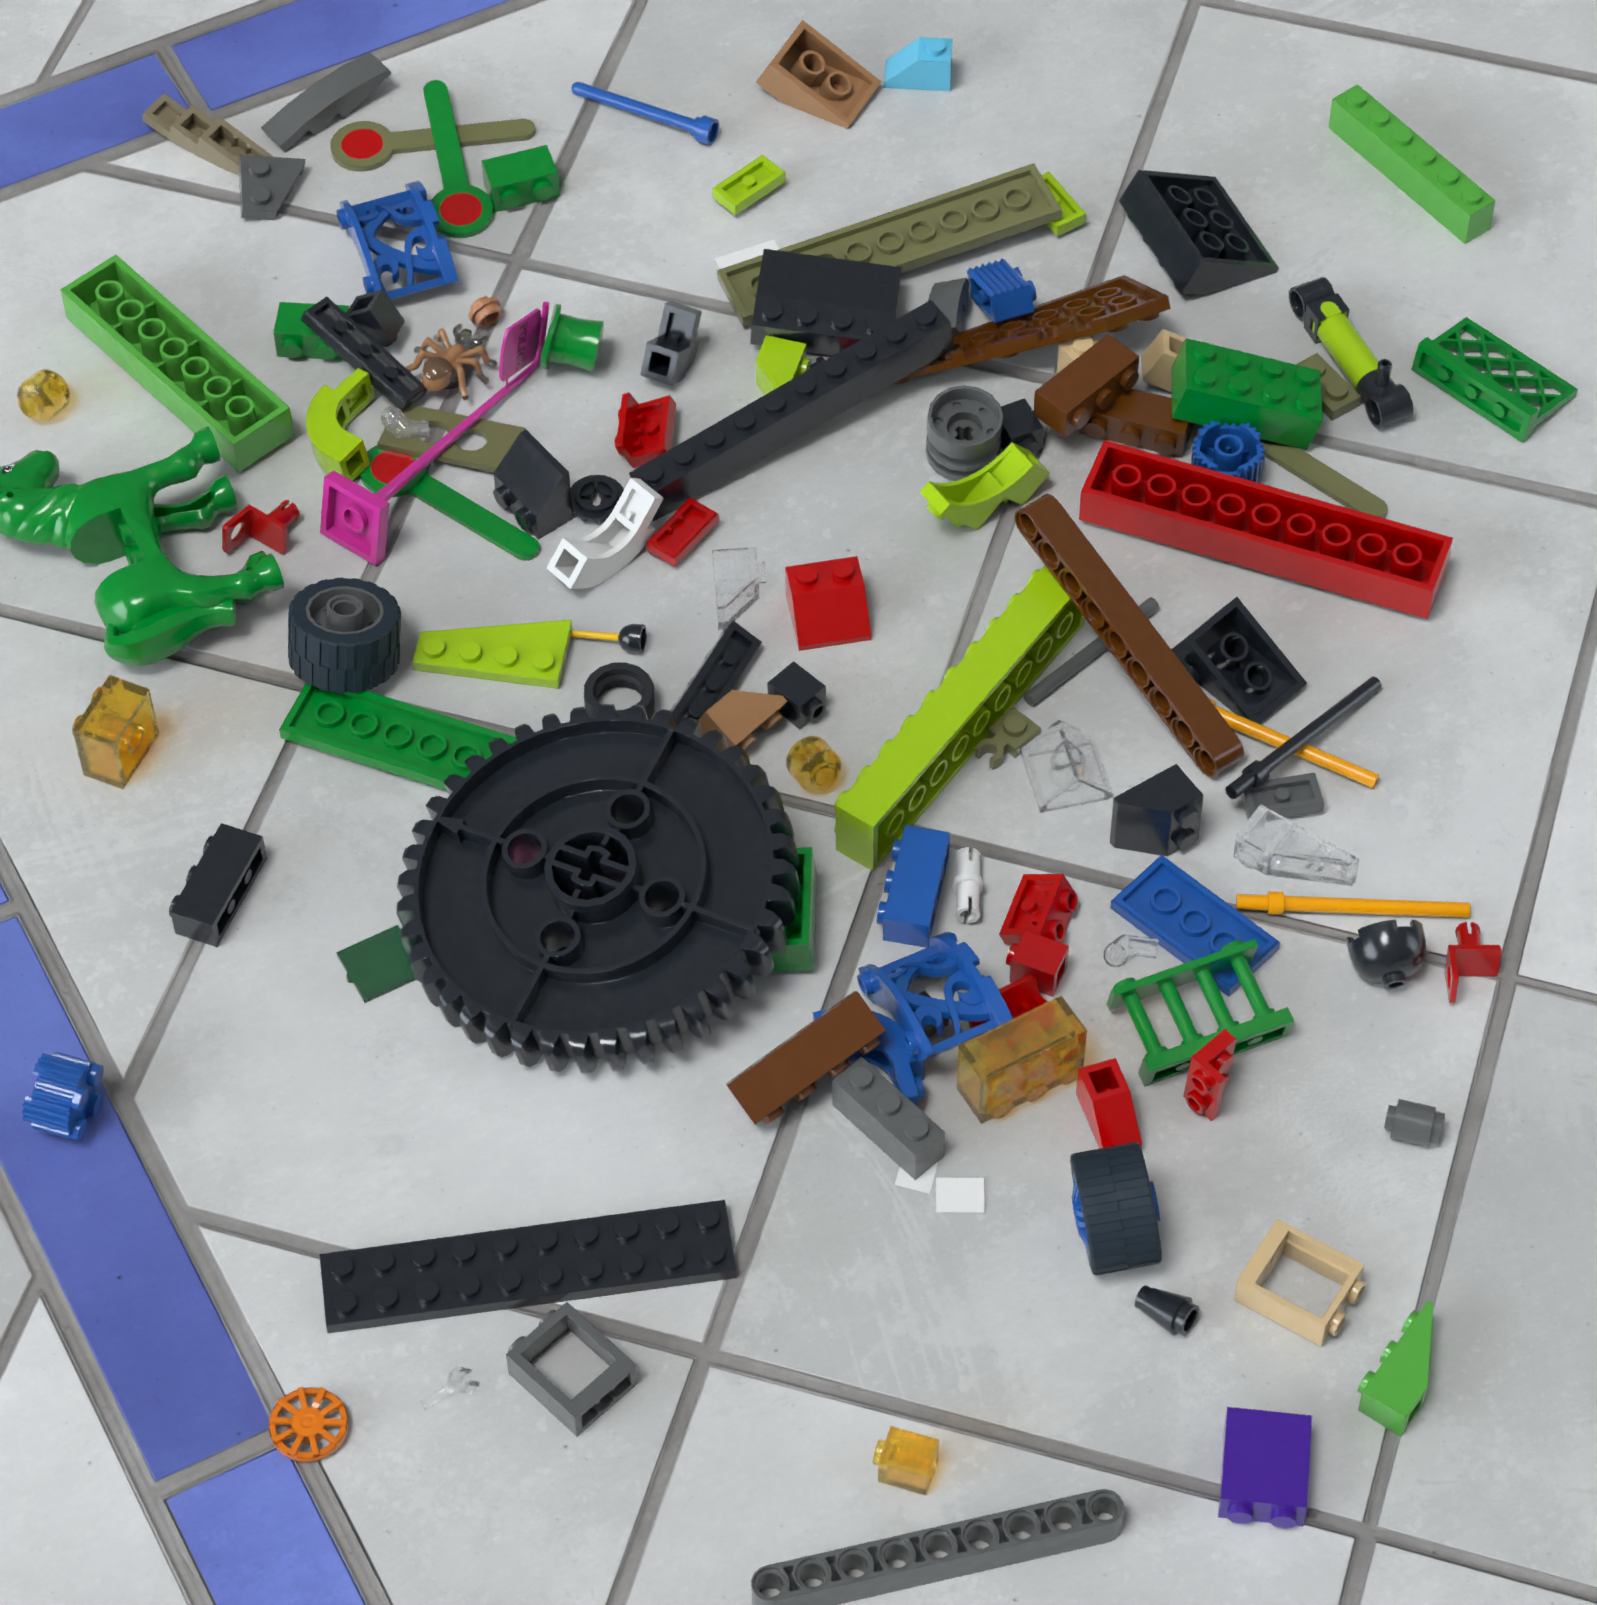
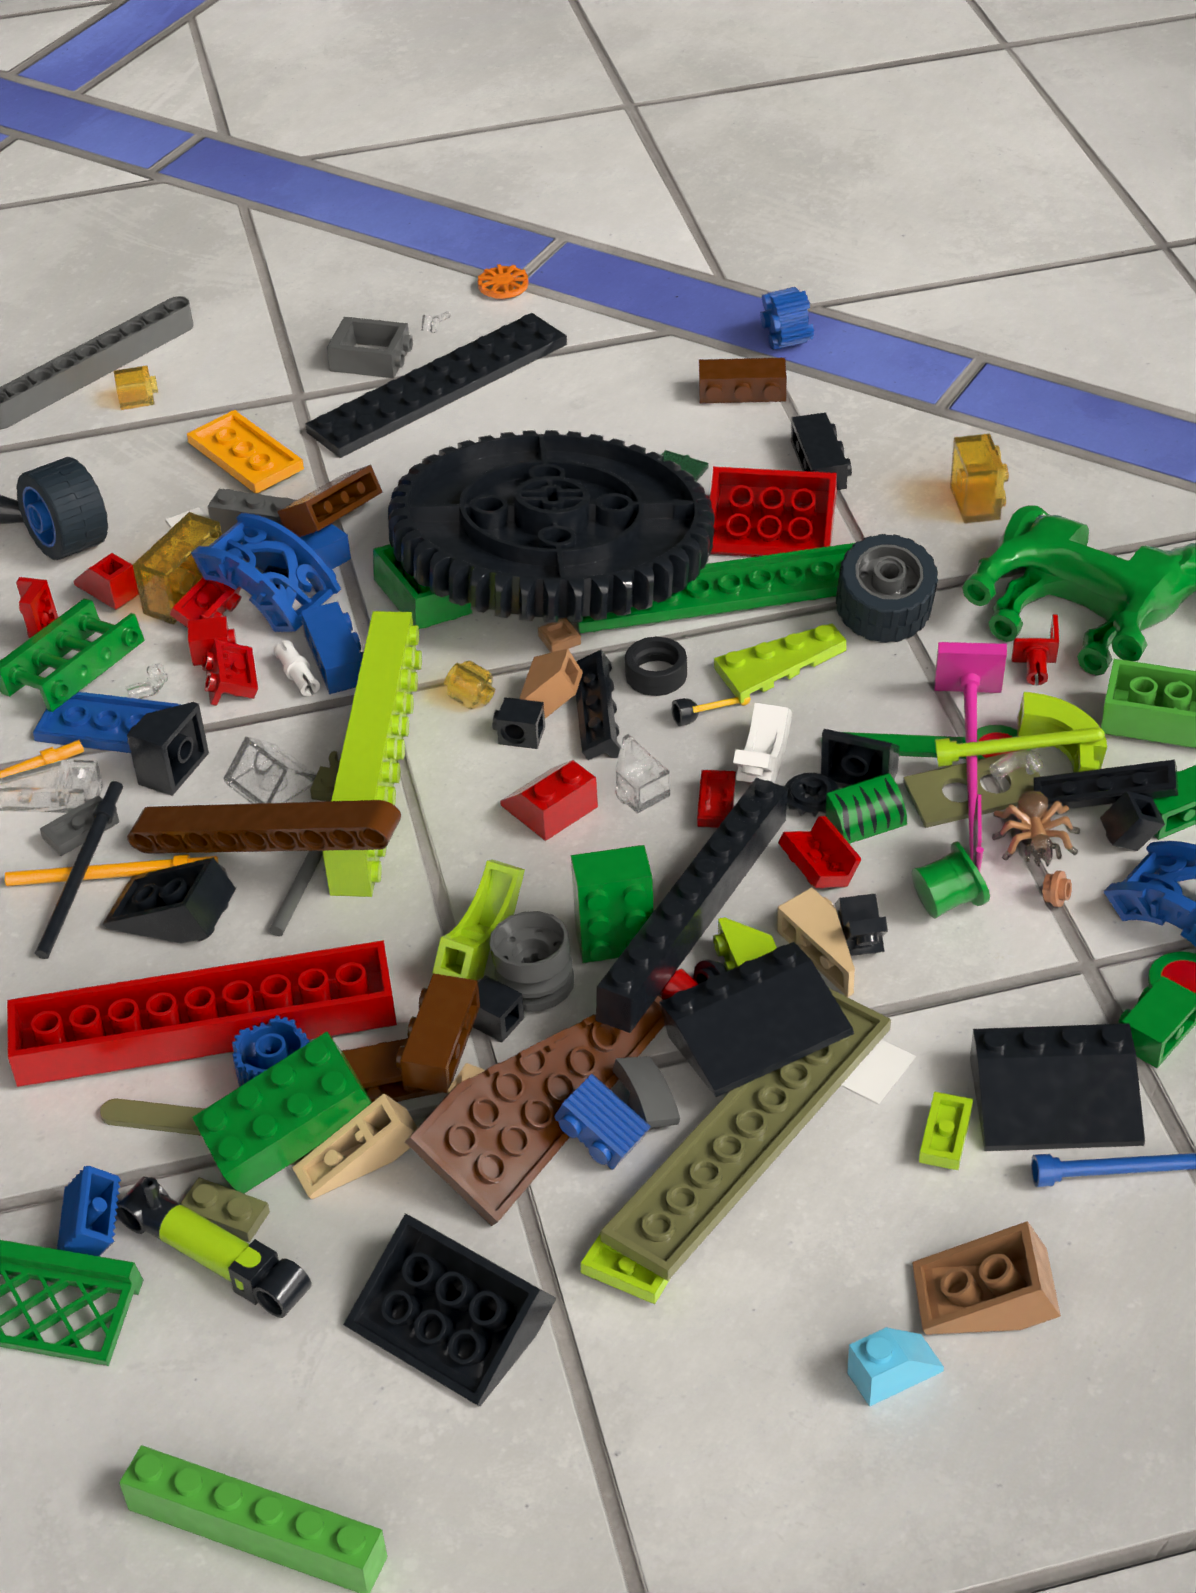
camera: 150 degrees right, 10 degrees down
(195, 1044) = (742, 380): none -> reddish brown brick
(340, 823) = (771, 510): none -> red slope
(454, 455) = (950, 751): none -> lime piece
(577, 456) = (866, 808): none -> green brick
(639, 177) = (1057, 1087): none -> black slope
(707, 365) = (816, 929): none -> tan slope
(836, 1260) = (245, 451): none -> light orange plate
(869, 425) = (610, 900): none -> green brick
(1437, 403) = (89, 1212): none -> blue brick

